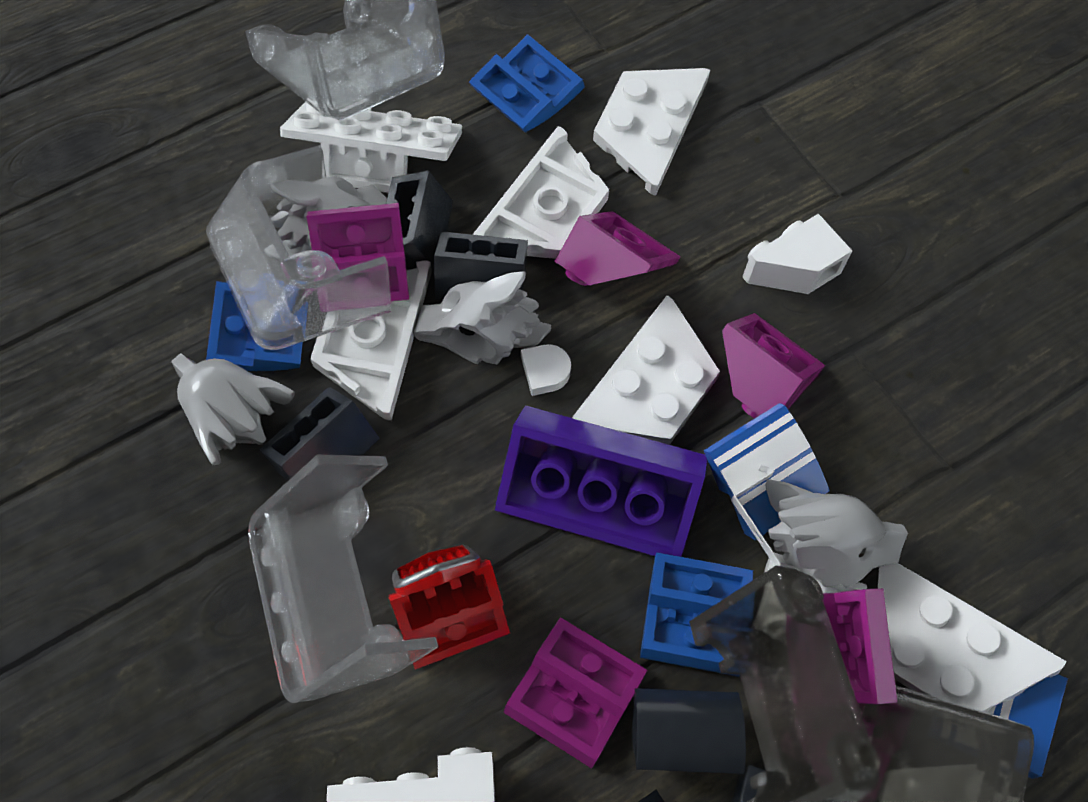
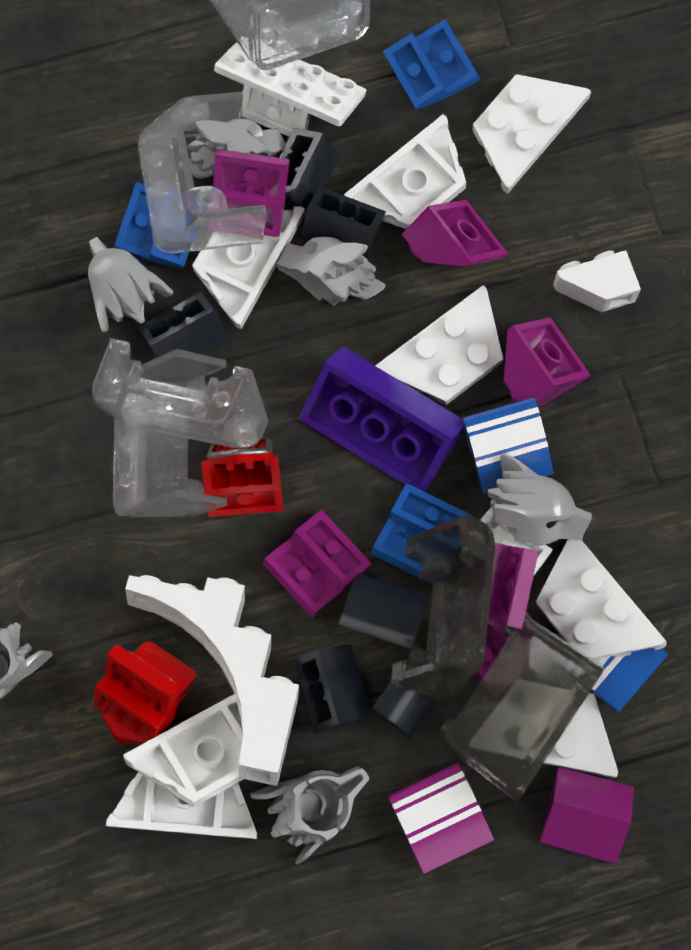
camera: 20 degrees right, 10 degrees up
(402, 525) = (224, 414): none -> clear windscreen
(546, 368) = (370, 319): white tile -> none
(764, 468) = (483, 456): white piece -> none

